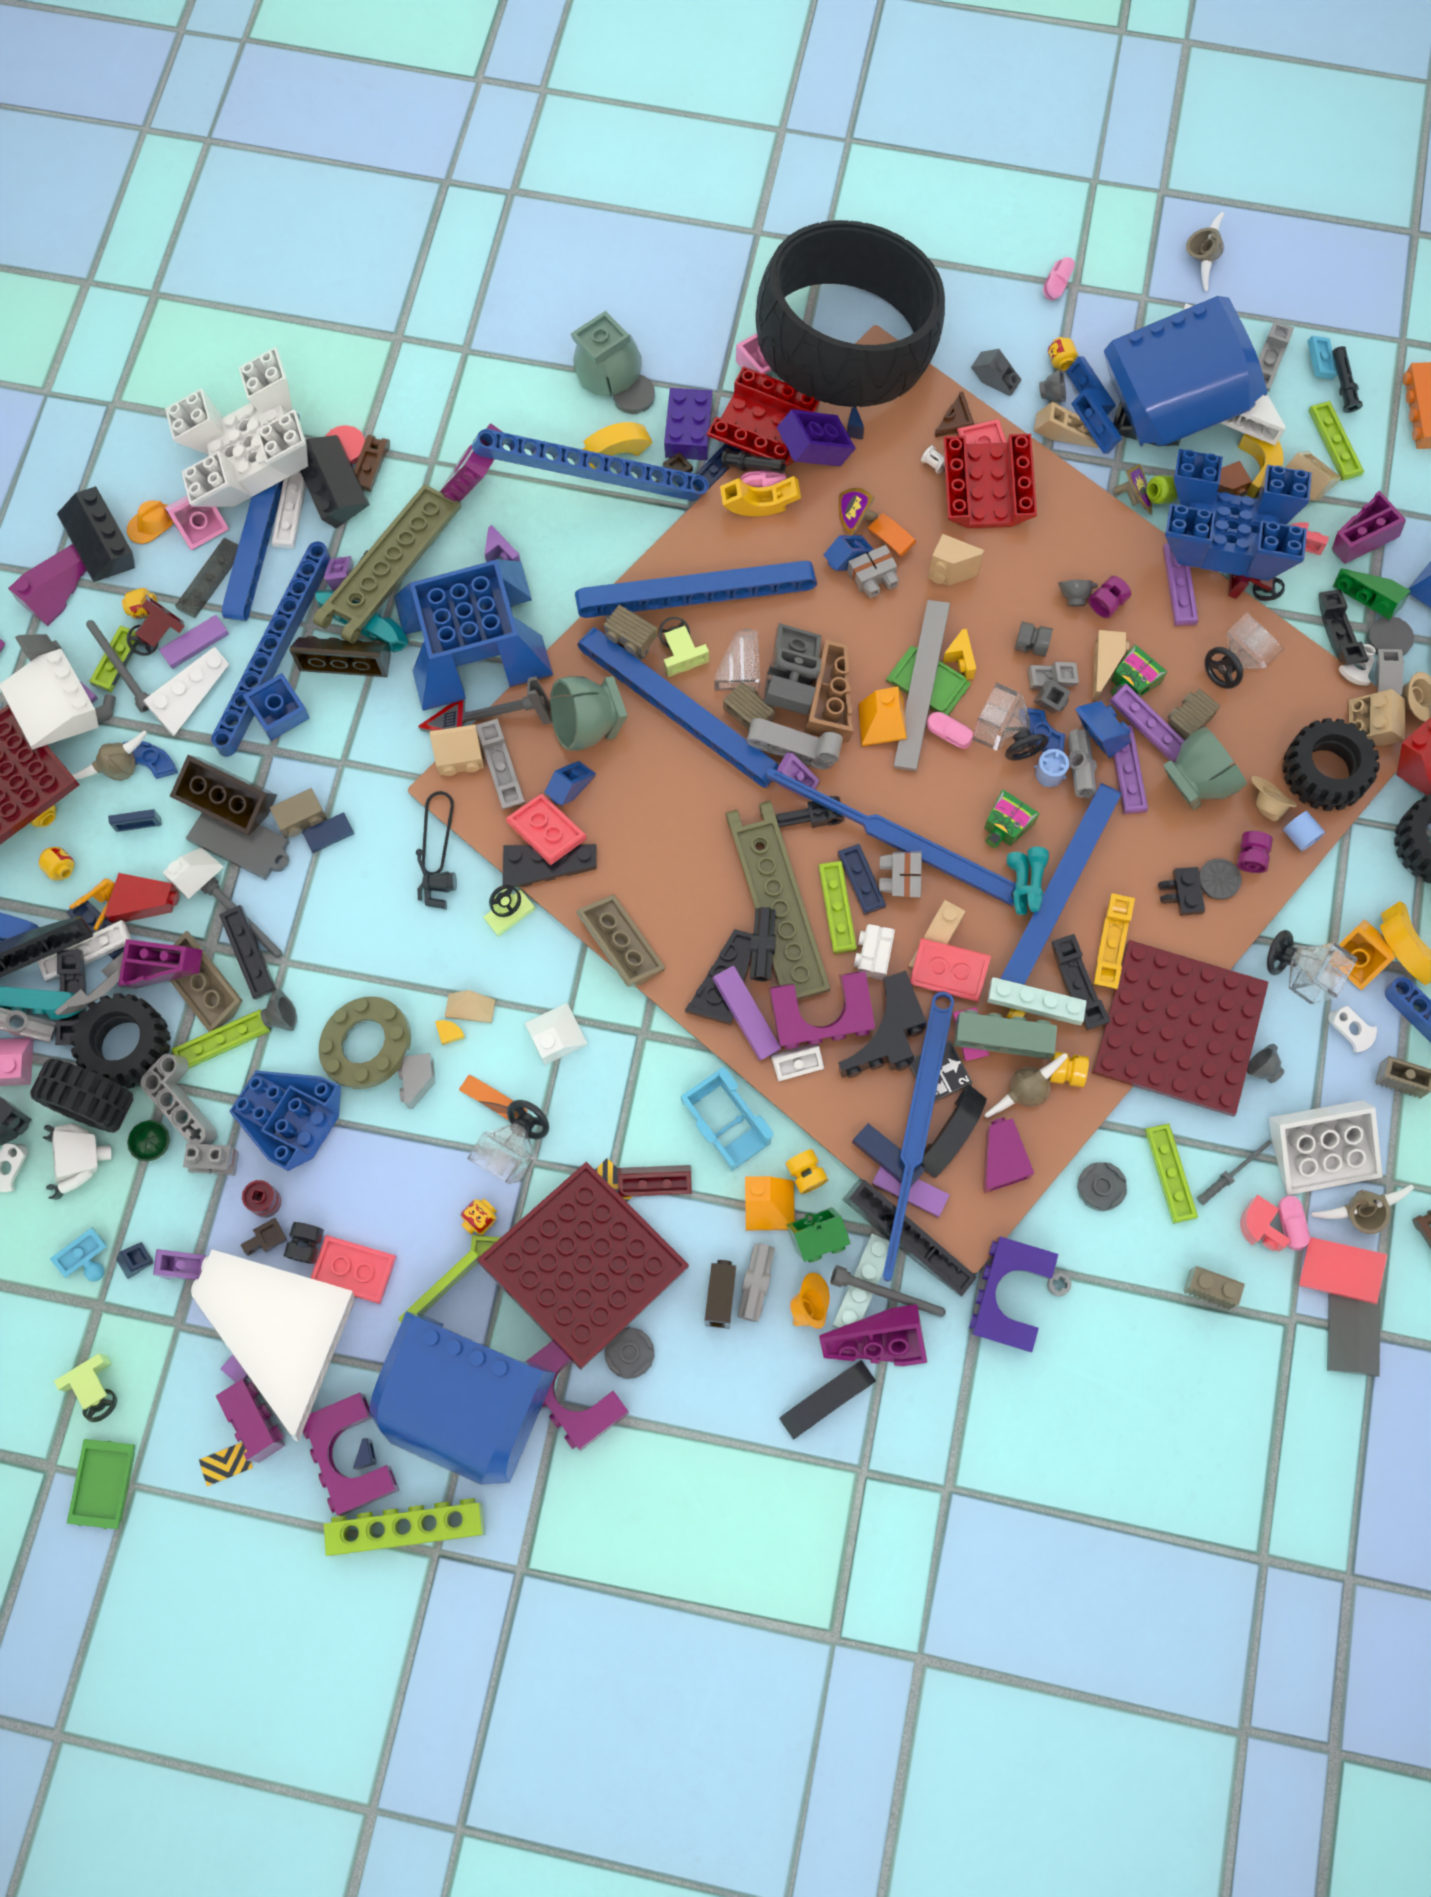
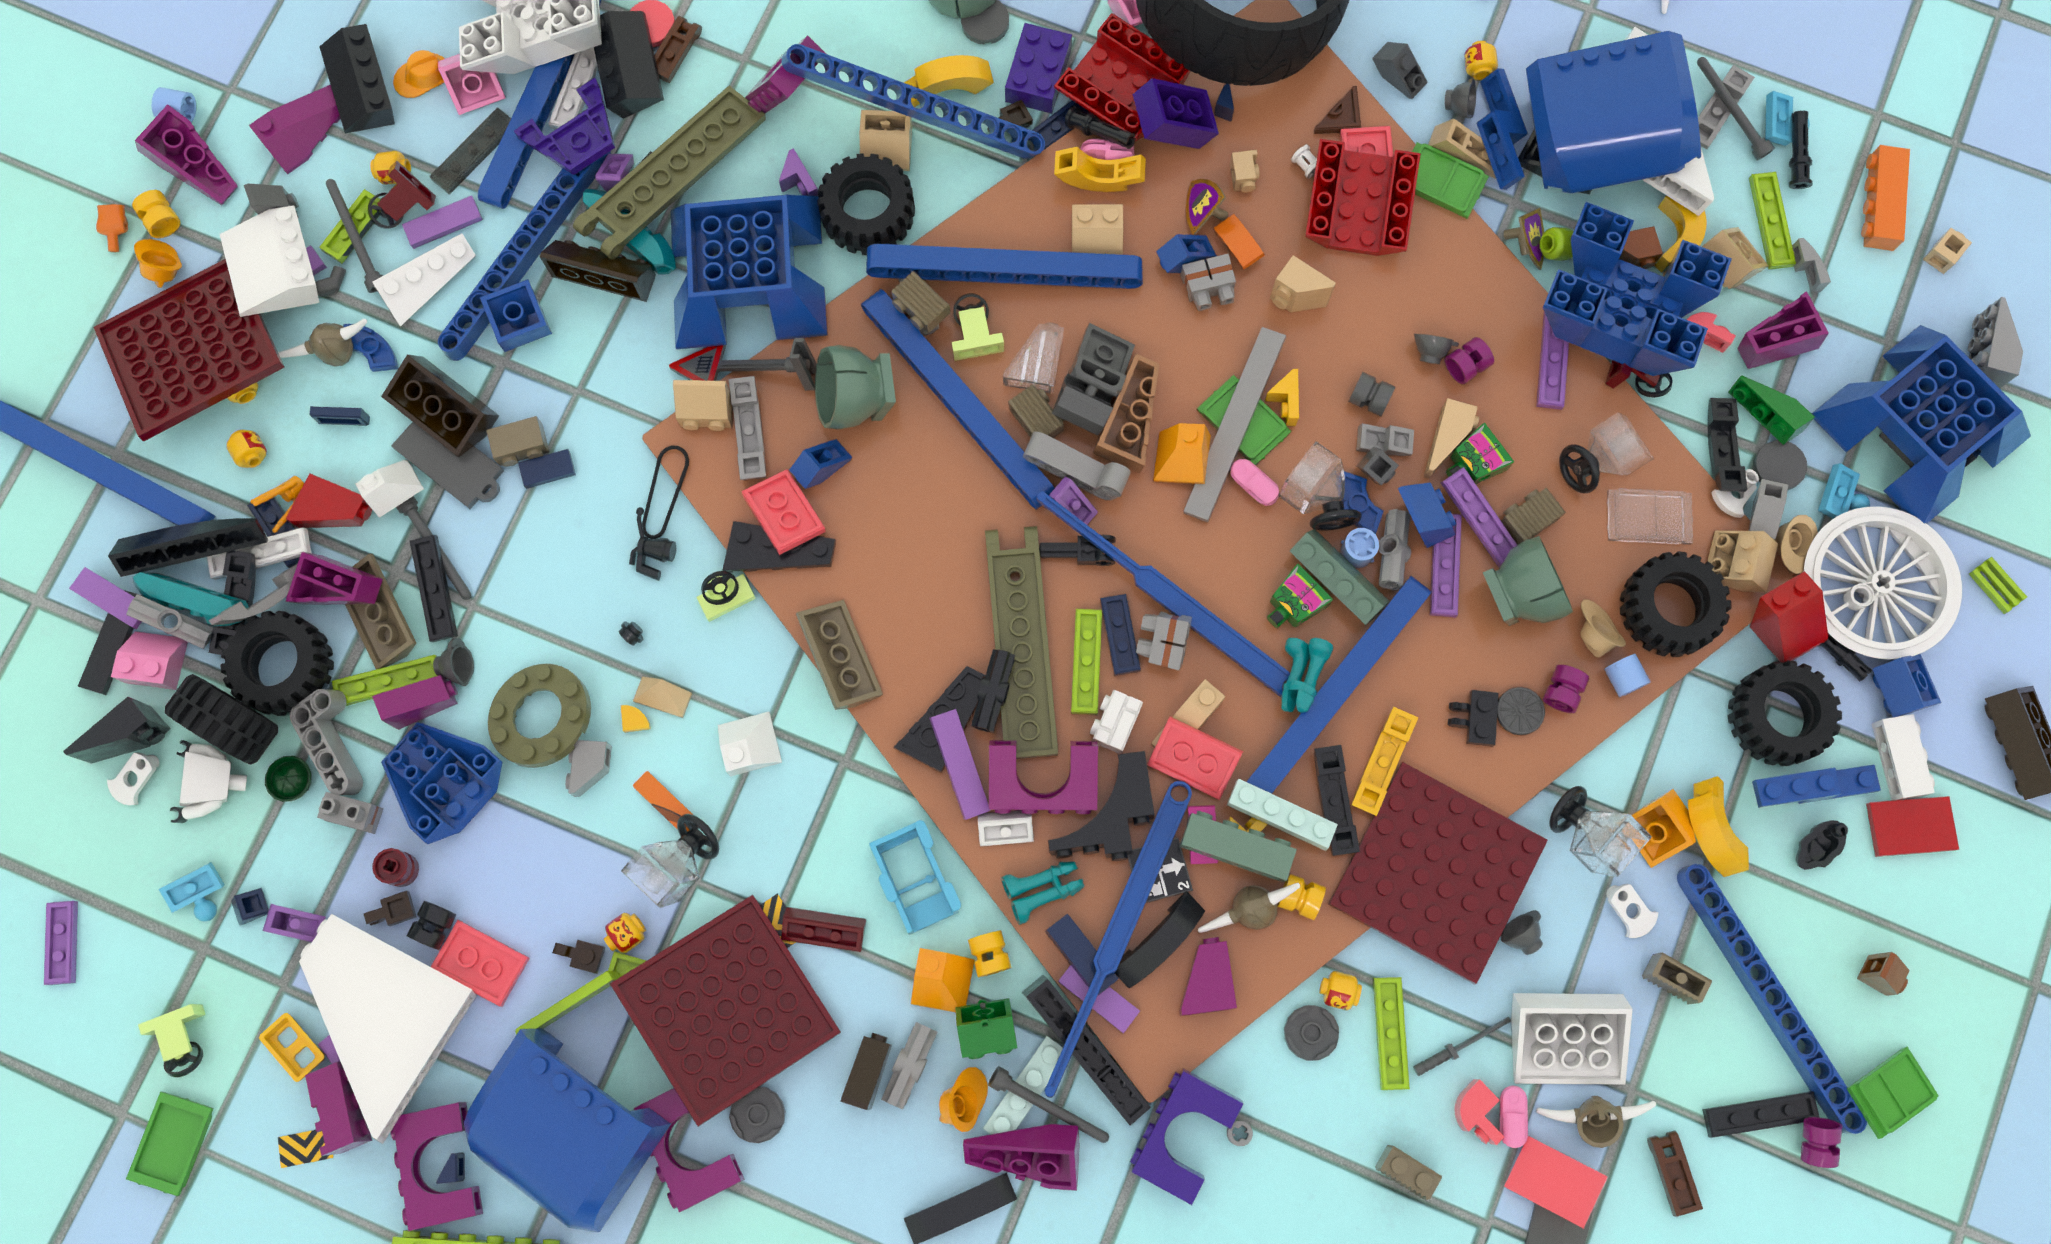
camera: 10 degrees right, 5 degrees up
(194, 1384) = (287, 1055): none -> yellow piece
(252, 1051) = (415, 701): none -> magenta slope
(302, 550) = (578, 140): none -> dark purple wing
(431, 957) = (631, 633): none -> black plate
(445, 1245) = (584, 955): none -> dark brown plate
(557, 536) = (860, 175): none -> black tyre
(569, 505) = (886, 135): none -> tan slope
(768, 544) = (1097, 229): none -> tan slope
(827, 1125) = (1024, 906): none -> teal piece
(883, 476) = (1244, 170): none -> tan brick
(1040, 794) = (1339, 576): none -> sand green brick
(1058, 455) = (1448, 180): none -> bright green piece
(1119, 1144) = (1340, 990): none -> yellow head
(1291, 698) = (1650, 516): none -> clear piece
(1312, 382) = (1760, 145): none -> dark grey piece
(1377, 468) = (1810, 261): none -> light grey slope

